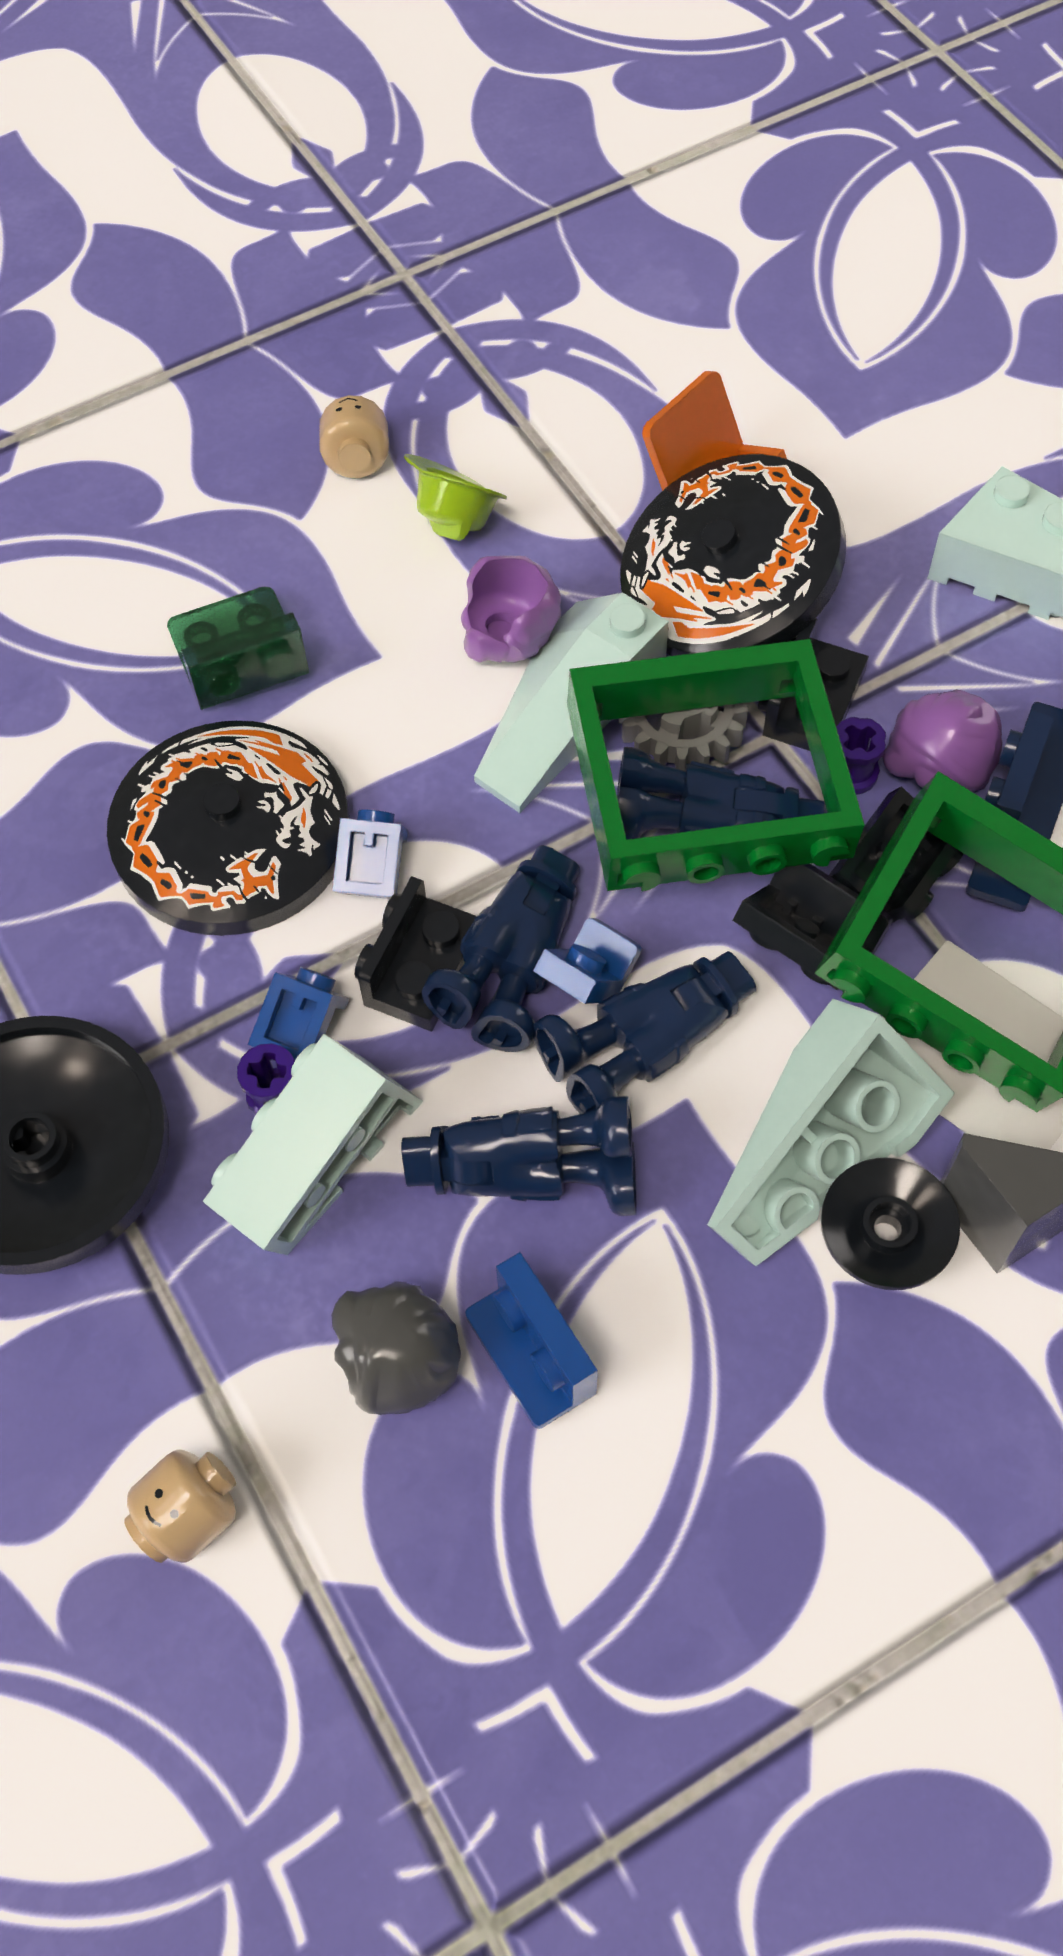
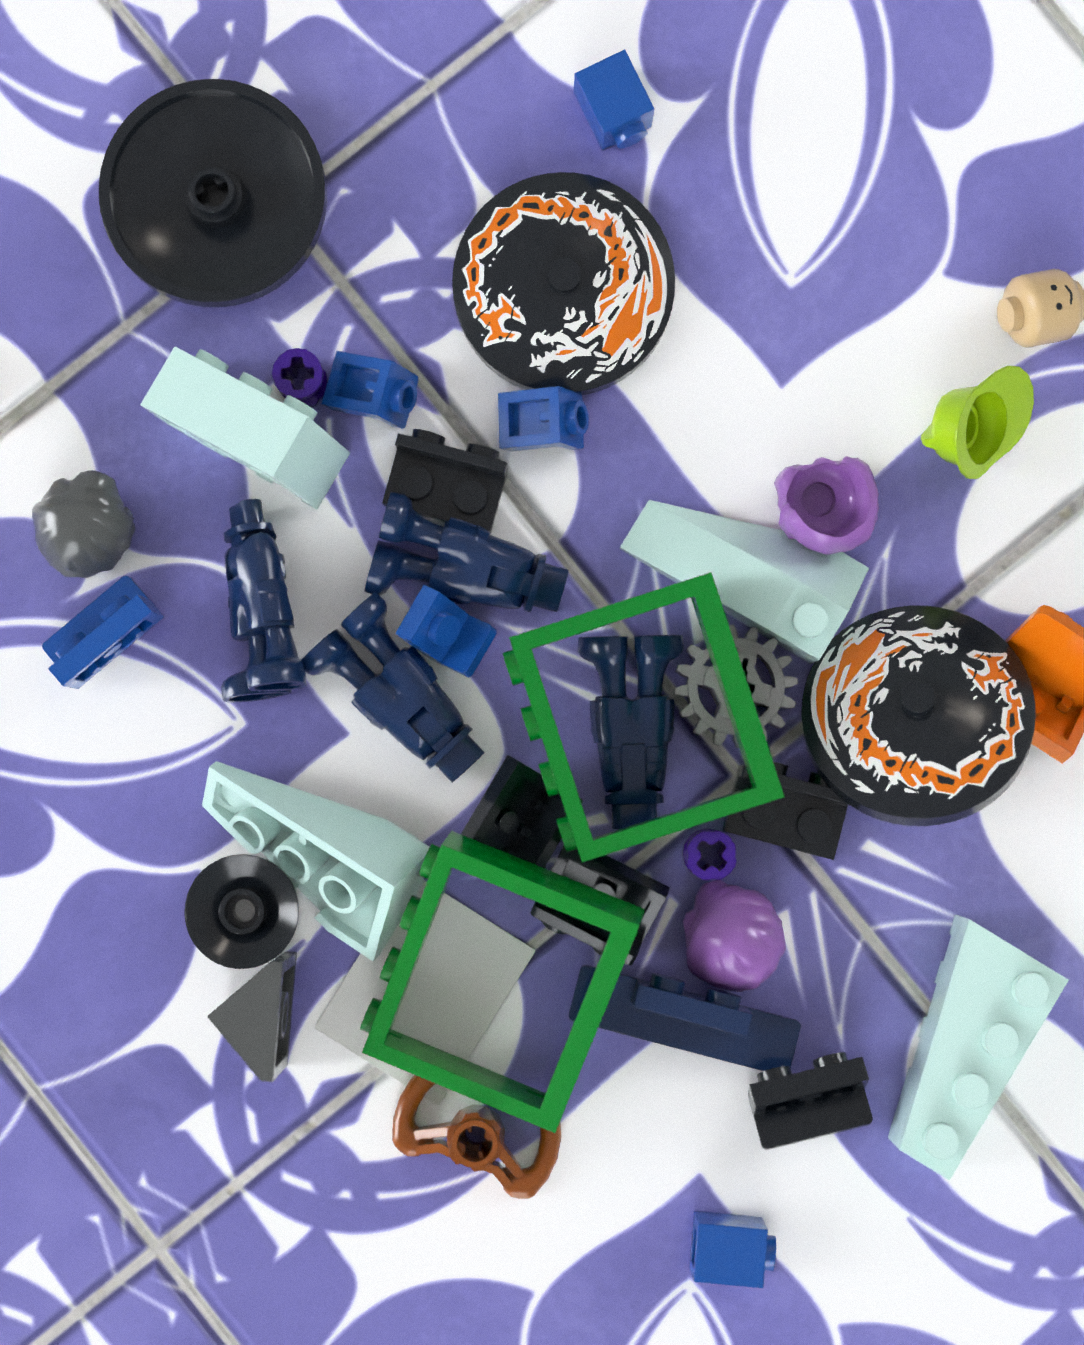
camera: 80 degrees right, 25 degrees up
(51, 749) = (614, 101): none -> blue brick
(238, 646) = (761, 246): clear green bracket -> none

